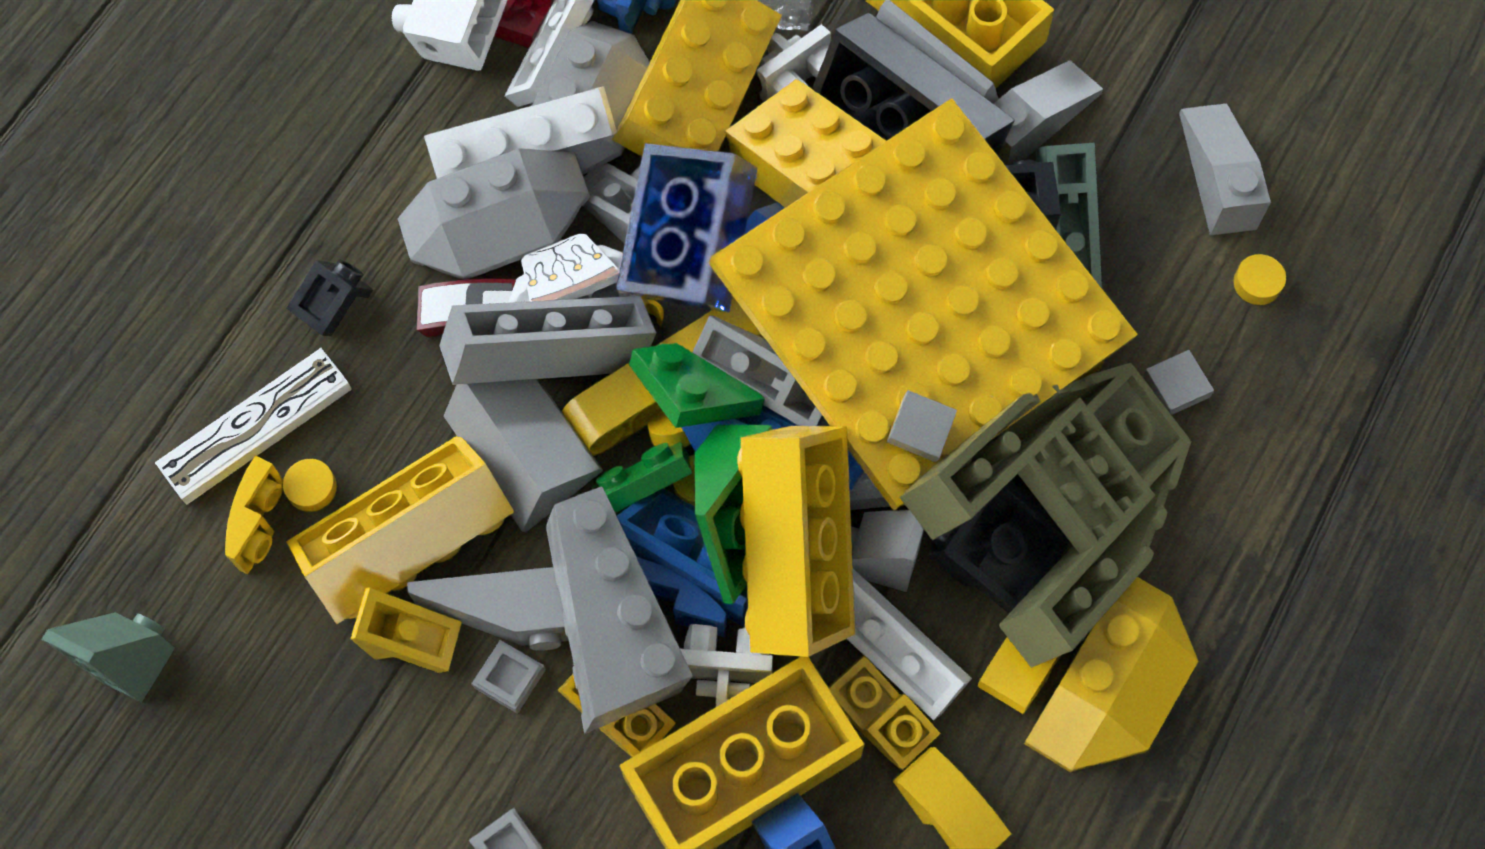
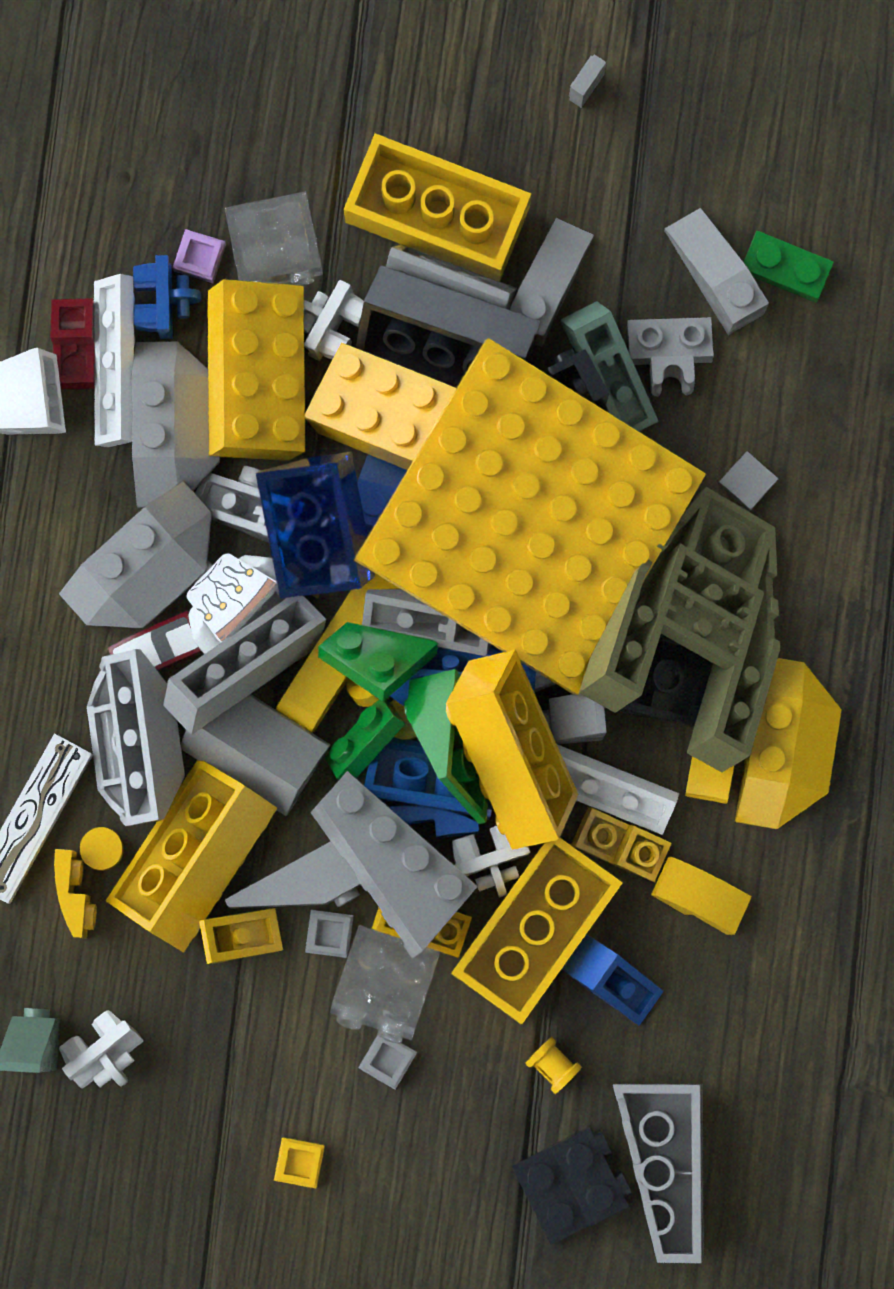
camera: 25 degrees left, 15 degrees up
(193, 703) = (105, 1057): none -> white hips
(328, 295) = (38, 686): black bracket -> none
(399, 380) = (134, 739): none -> light grey wedge
(537, 127) = (133, 485): white plate -> none
(539, 756) = (383, 985): none -> clear plate
(921, 426) = (572, 628): light grey tile -> none
(1143, 222) = (670, 348): none -> light grey plate
(1259, 279) = (781, 362): yellow tile -> none
(1303, 191) = (787, 266): none -> green plate

